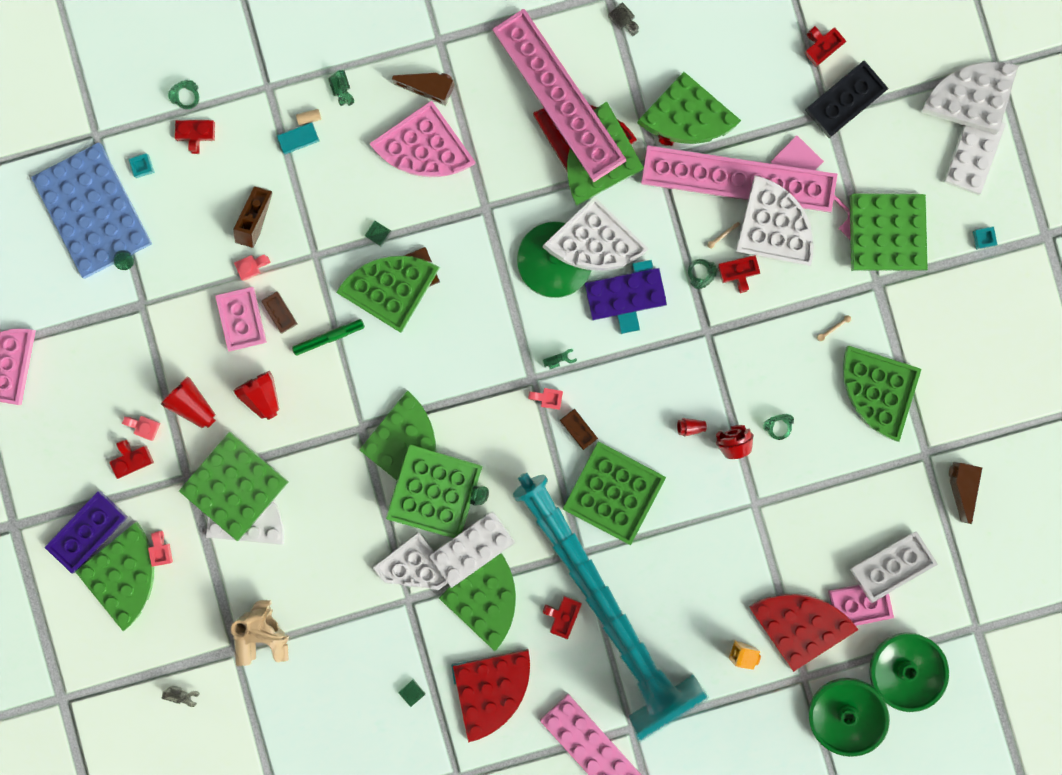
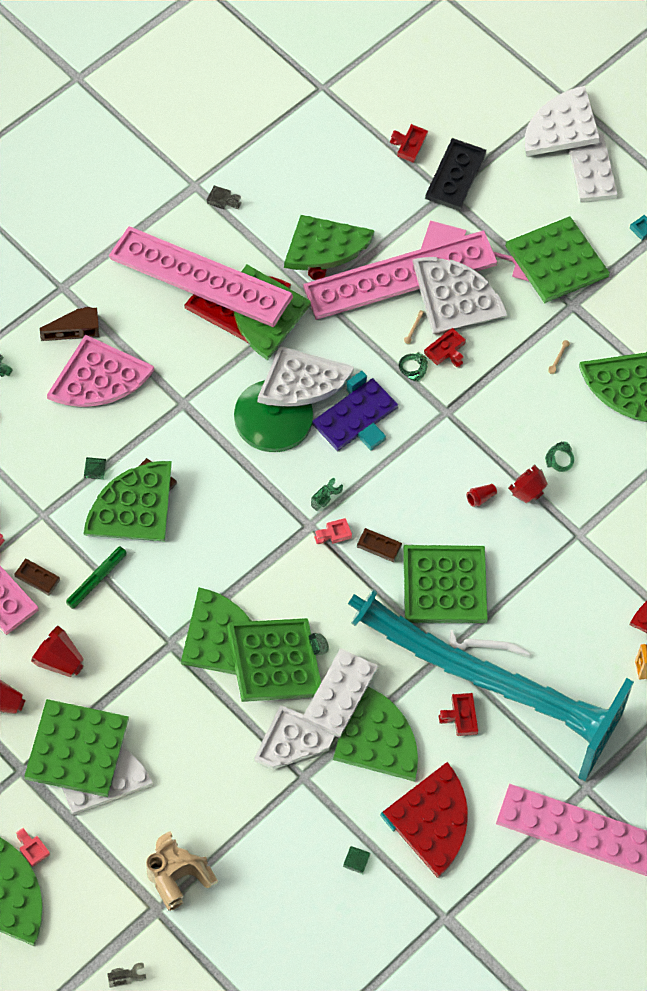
camera: 30 degrees left, 25 degrees down
(619, 563) = (487, 644): none -> white piece

